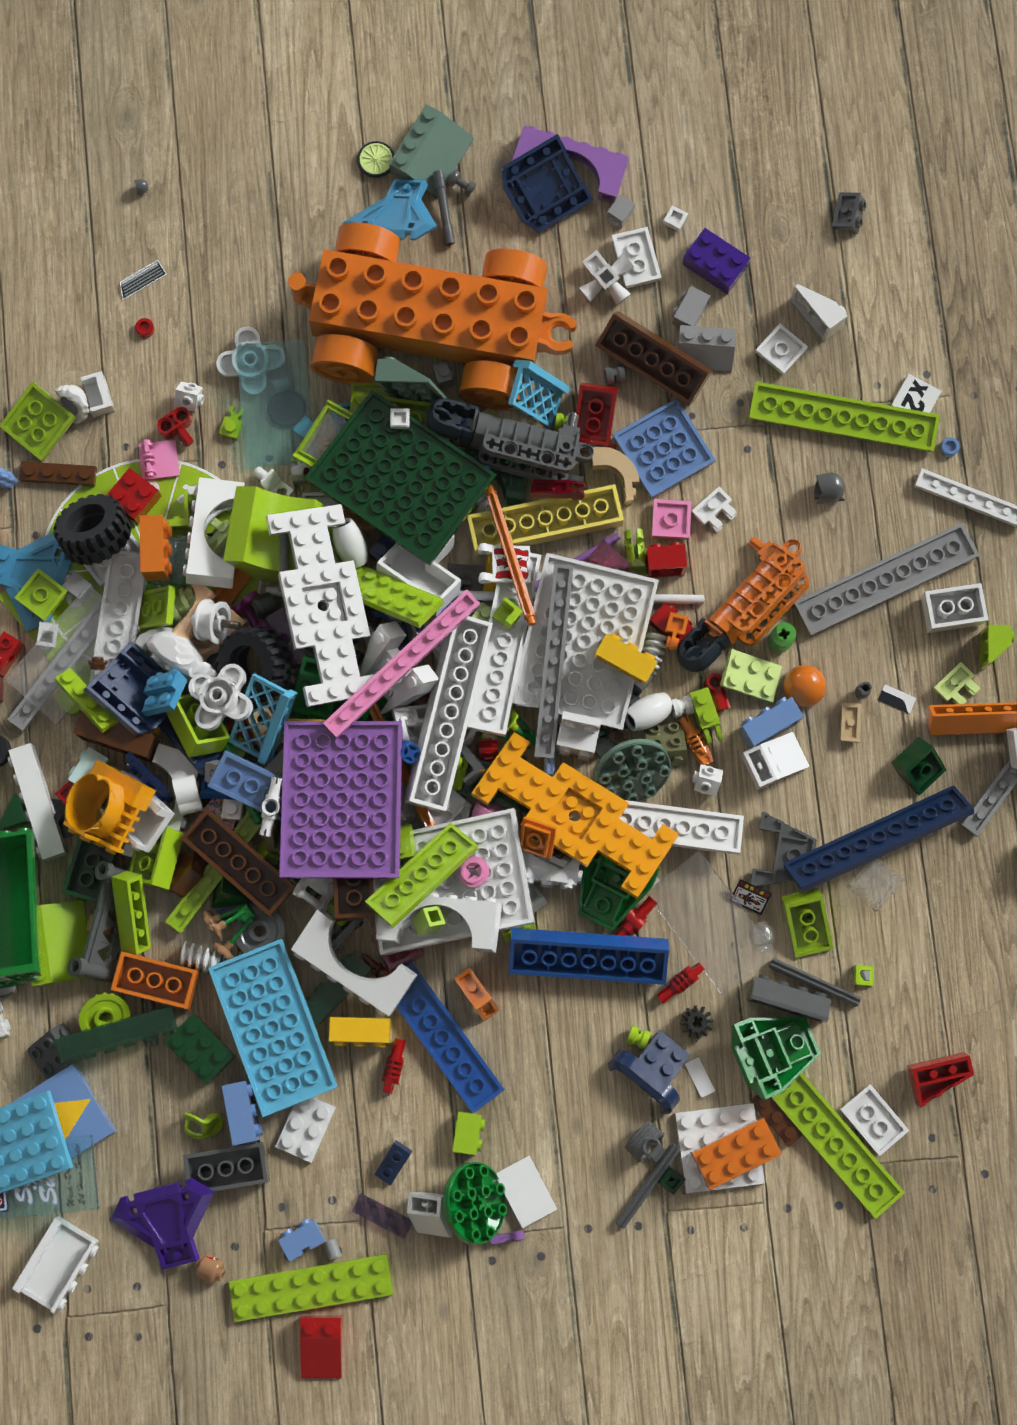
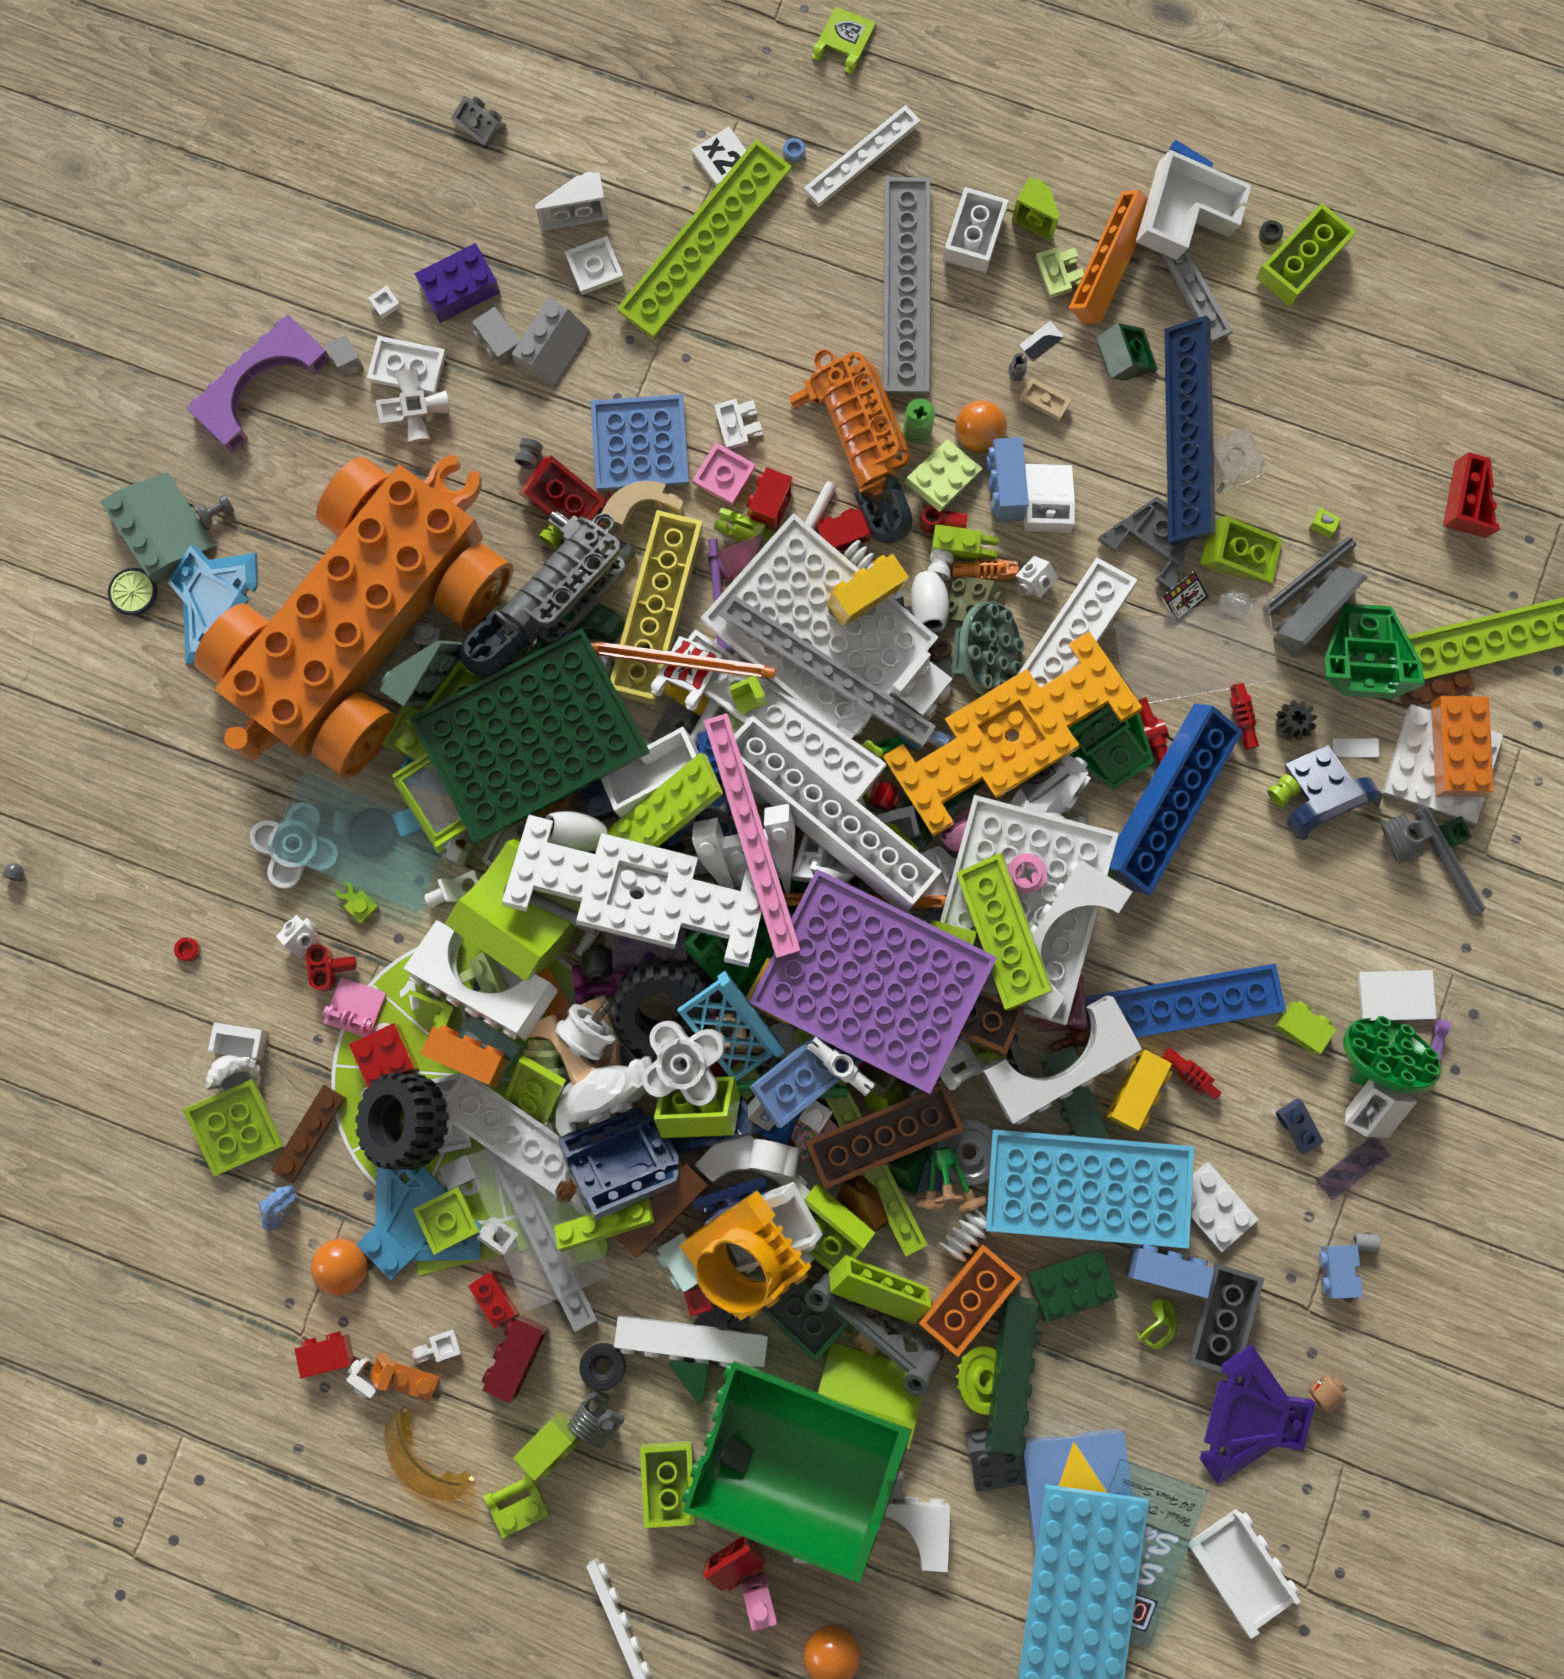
camera: 60 degrees left, 0 degrees up
(141, 279) = (126, 925): sticker -> none
(163, 692) = (643, 1127): dark azure plate -> none
(311, 1287) = (1397, 1288): lime plate -> none
(321, 1346) = (1468, 1305): red slope -> none
(399, 418) = (461, 702): white tile -> none
(412, 754) = (859, 874): blue wheel -> none
(428, 921) = (1060, 949): lime brick -> none
(440, 186) = (206, 534): dark grey piece -> none
(476, 994) = (1153, 942): orange bracket -> none
(541, 380) = (498, 528): medium azure fence -> none
(544, 185) = (269, 420): dark blue wedge -> none
(544, 832) = (1019, 773): orange piece -> none
(558, 489) = (631, 573): dark red hinge -> none
(653, 357) = (533, 400): reddish brown brick -> none
(677, 626) = (851, 522): orange plate -> none
(829, 488) = (776, 286): dark grey helmet -> none
(874, 1120) = (1486, 587): white plate -> none

